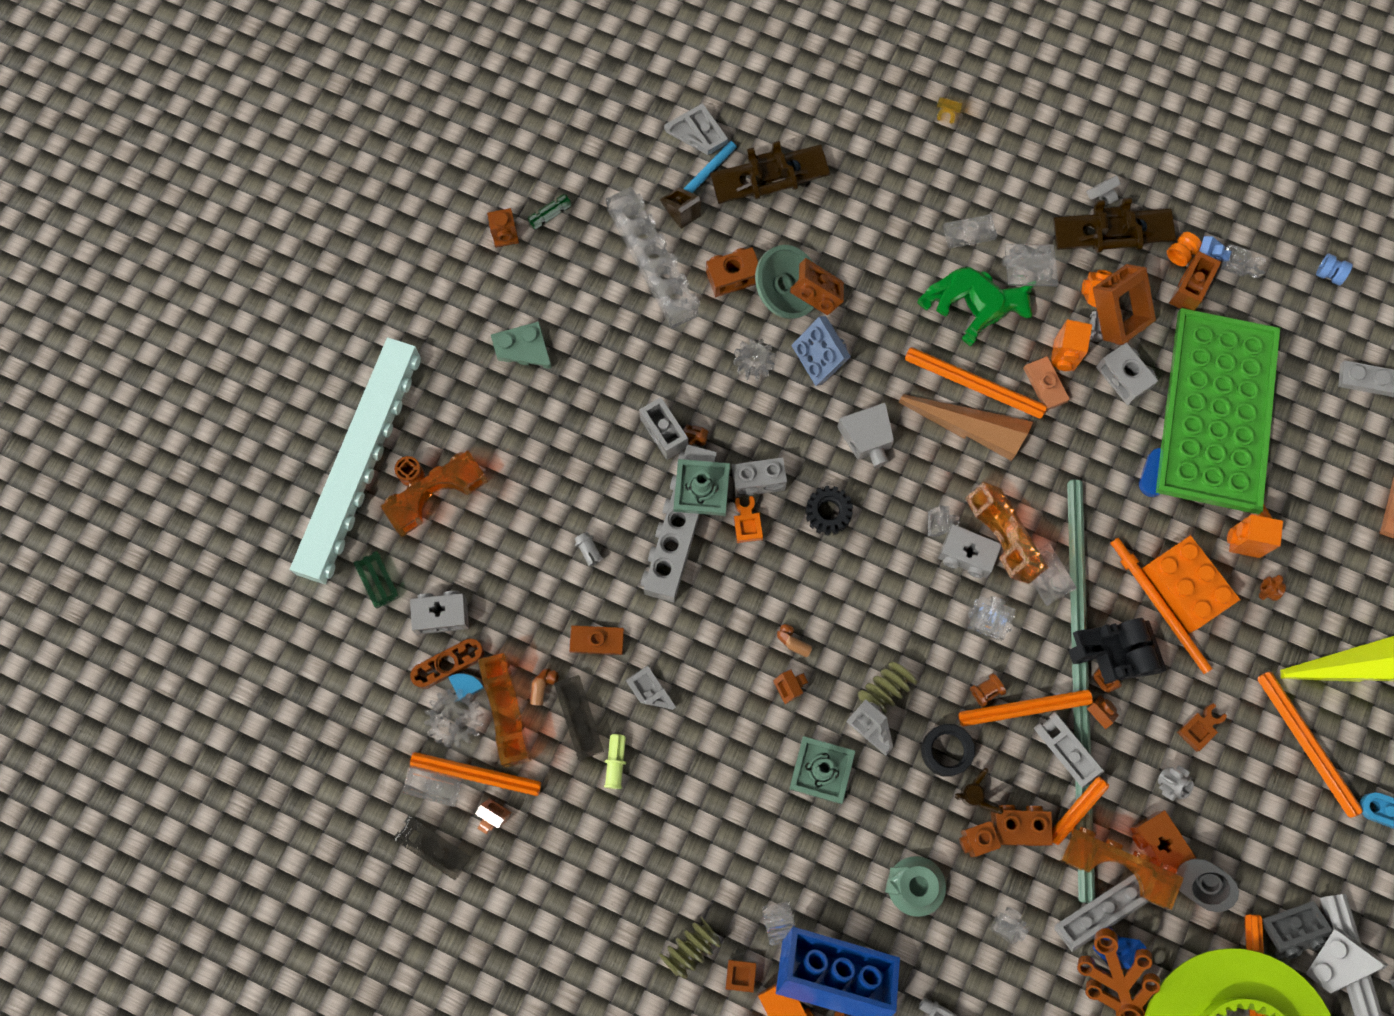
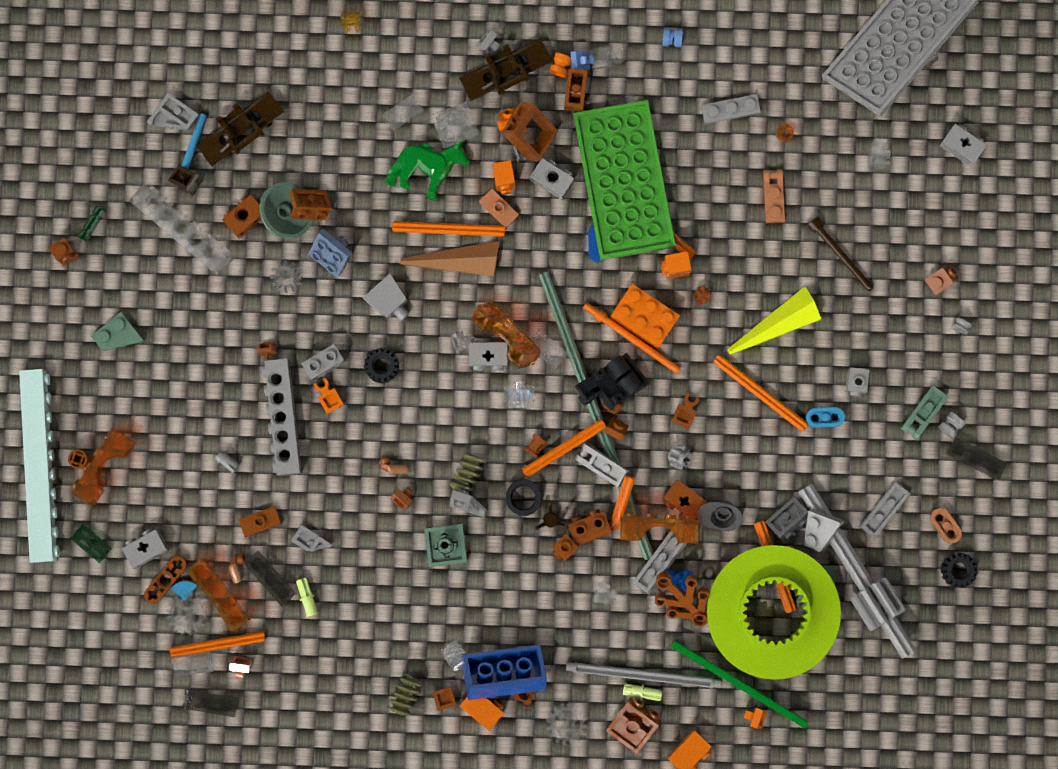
camera: 15 degrees left, 10 degrees up
(663, 428) = (243, 355): light grey brick -> none
(701, 477) = (275, 383): sand green plate -> none
(916, 886) = (535, 594): sand green piece -> none

